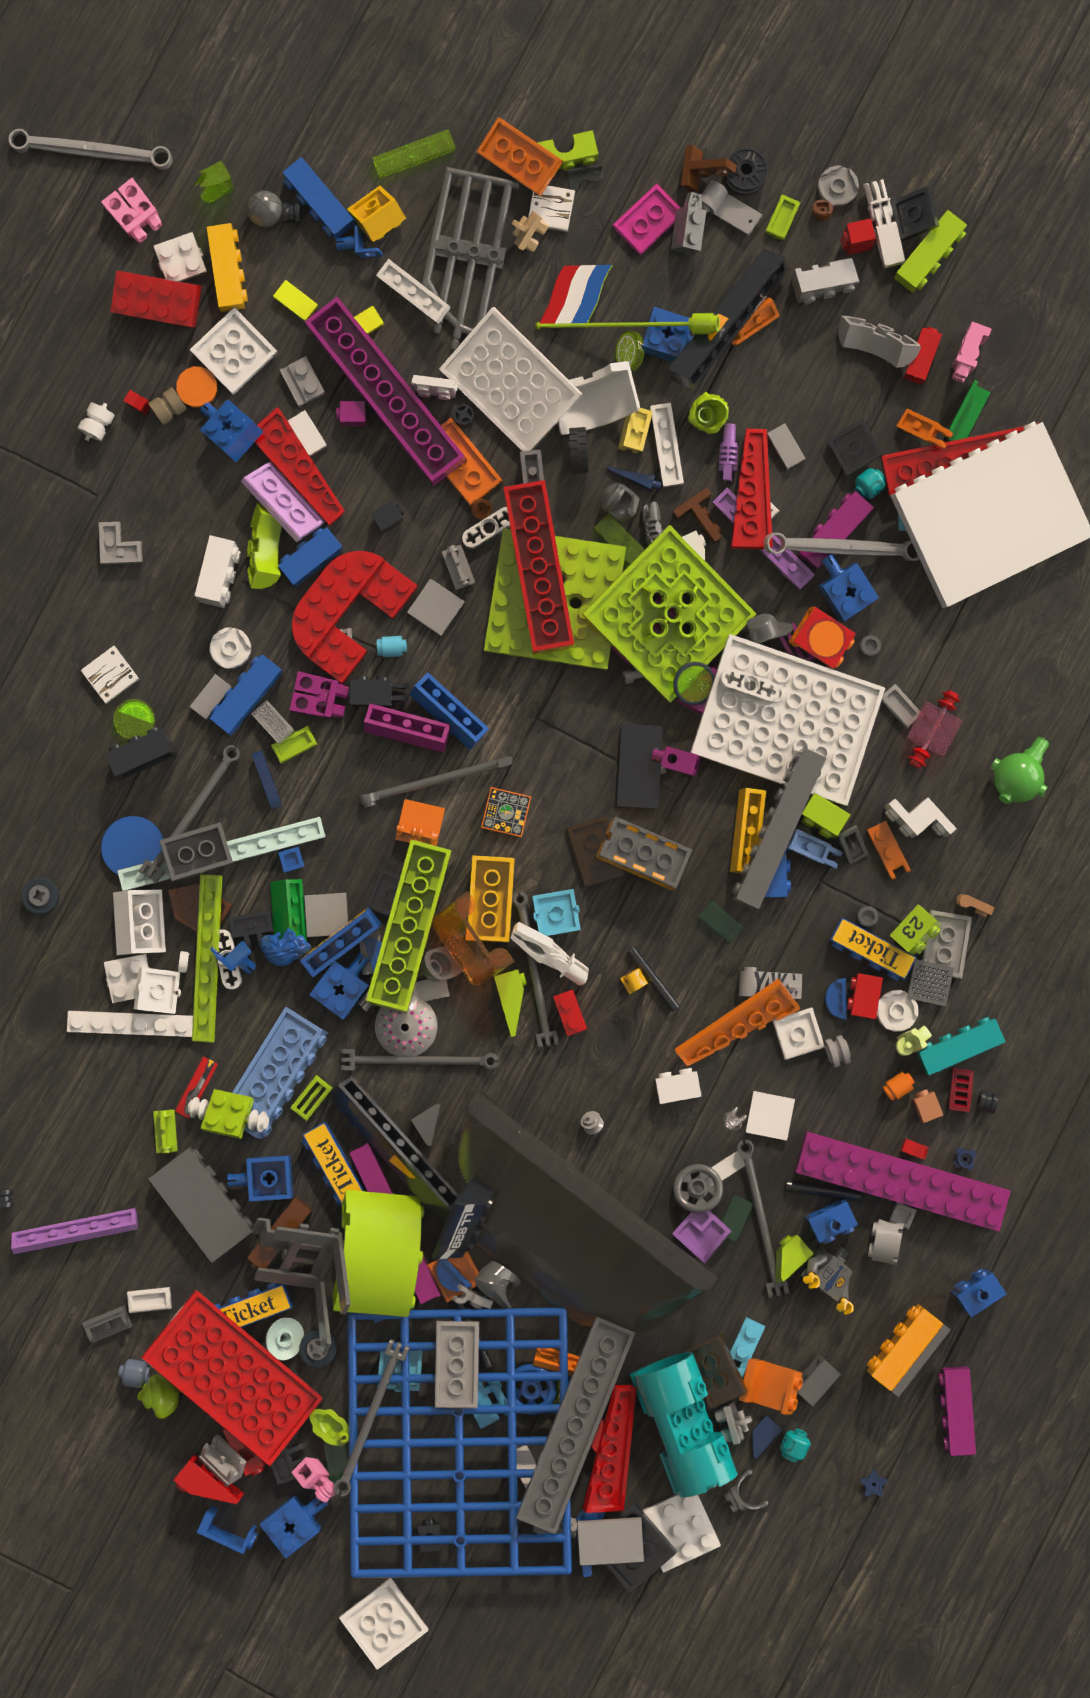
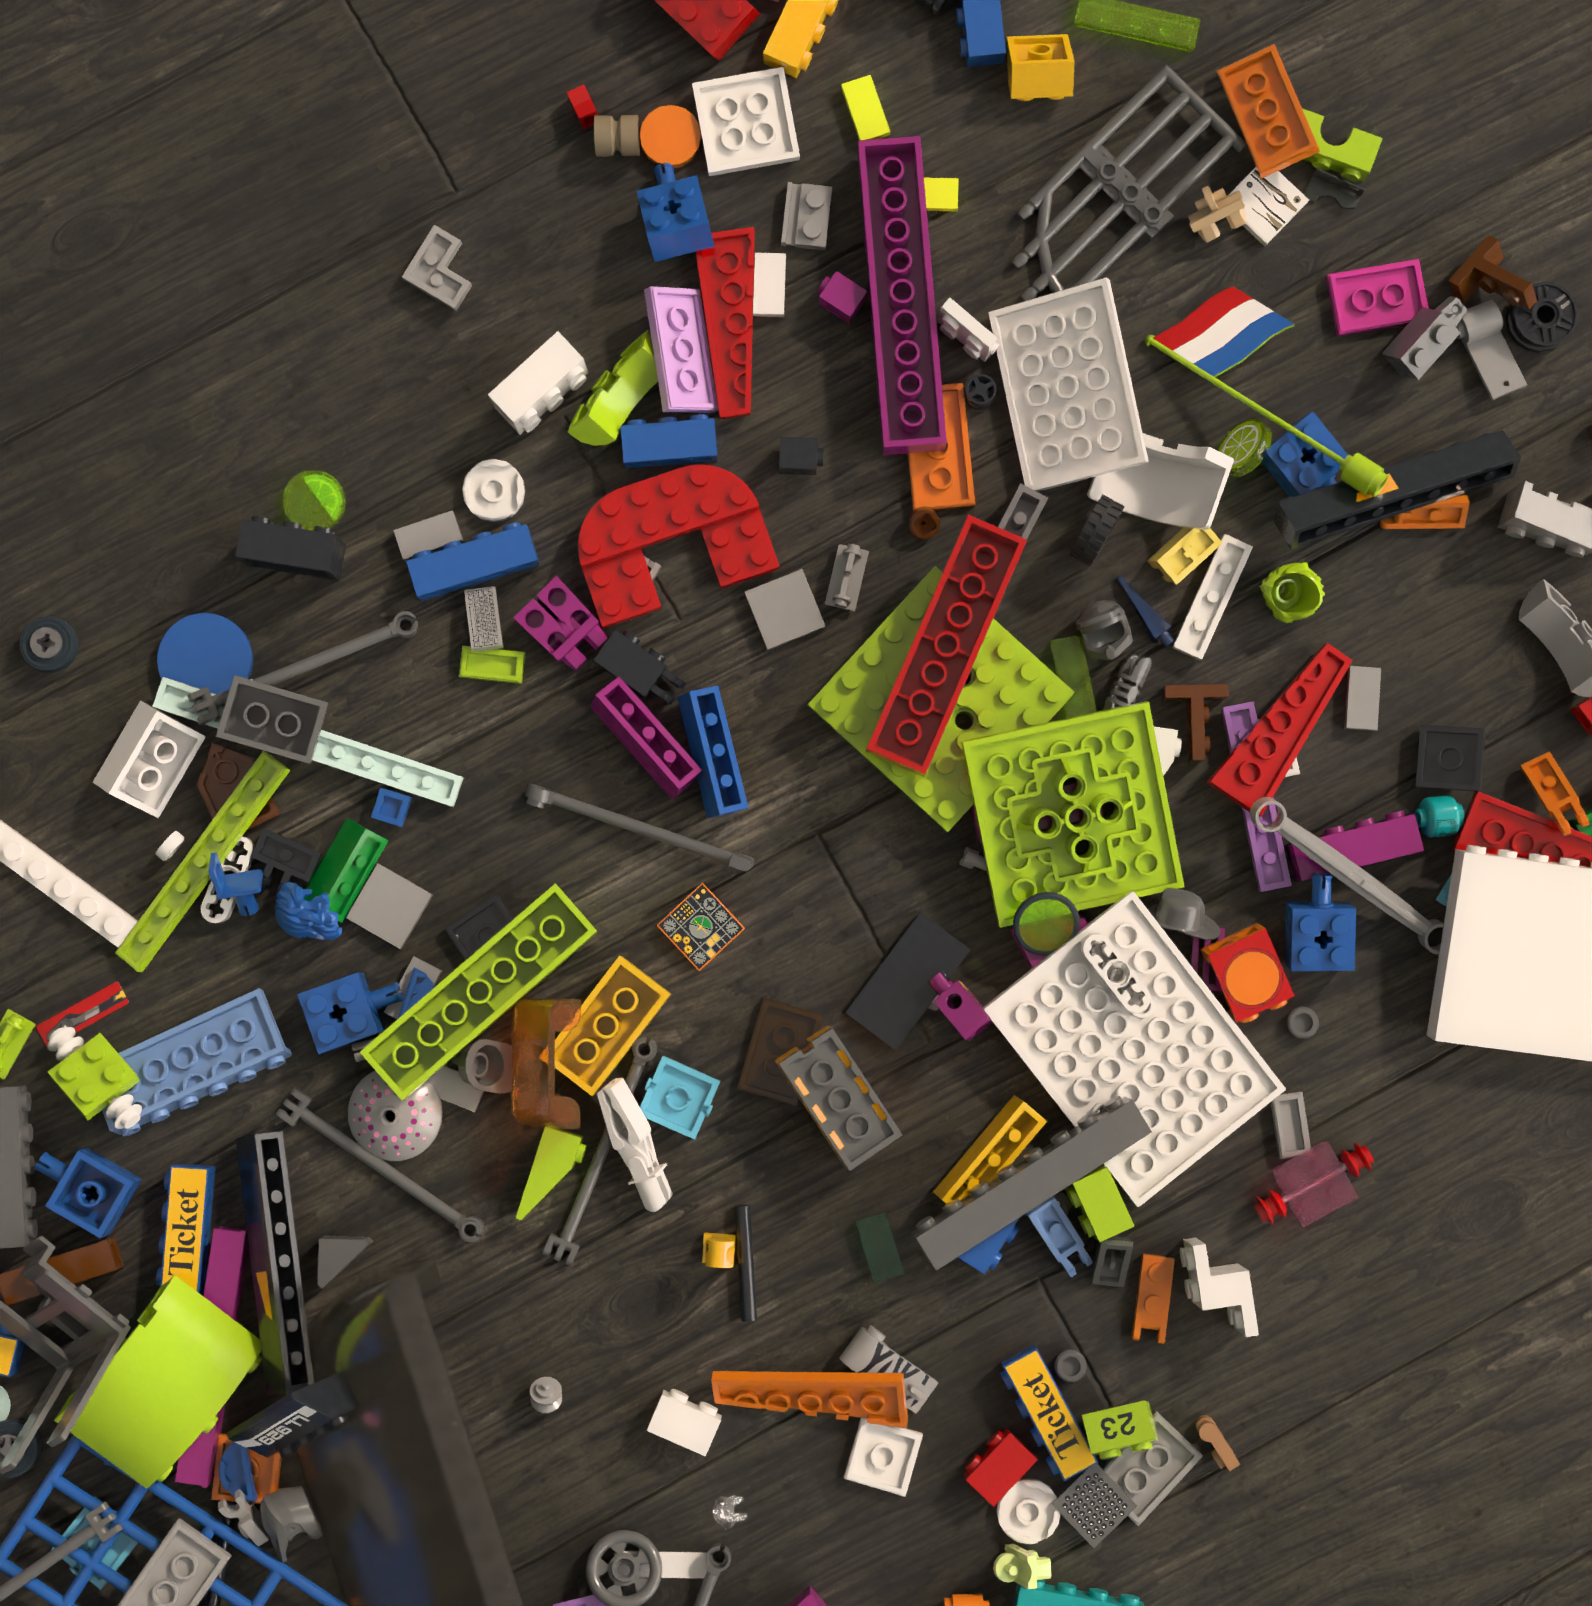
camera: 30 degrees right, 0 degrees up
(98, 417) = (511, 98): white wheel -> none
(110, 674) = (321, 424): white tile -> none
(123, 976) = (89, 821): white plate -> none
(157, 990) = (112, 860): white plate -> none
(266, 779) = (427, 686): dark blue beam -> none
(305, 1092) = (242, 1116): lime tile -> none
(340, 942) = (381, 953): blue brick -> none
(356, 242) = (989, 86): blue bracket -> none
(391, 646) = (695, 622): medium azure brick -> none
(413, 291) = (1021, 193): white plate -> none
(419, 822) = (583, 869): orange hinge -> none
(505, 524) = (911, 542): white beam -> none
(570, 1012) = (610, 1236): red brick -> none
(728, 452) = (1284, 658): medium lavender hinge -> none
(770, 1115) = (777, 1536): white tile -> none
(782, 217) = (1550, 406): lime tile -> none
(836, 999) = (961, 1443): blue tile -> none
(837, 1051) = (917, 1514): light grey wheel -> none
(1020, 775) = (1387, 1319): bright green piece -> none

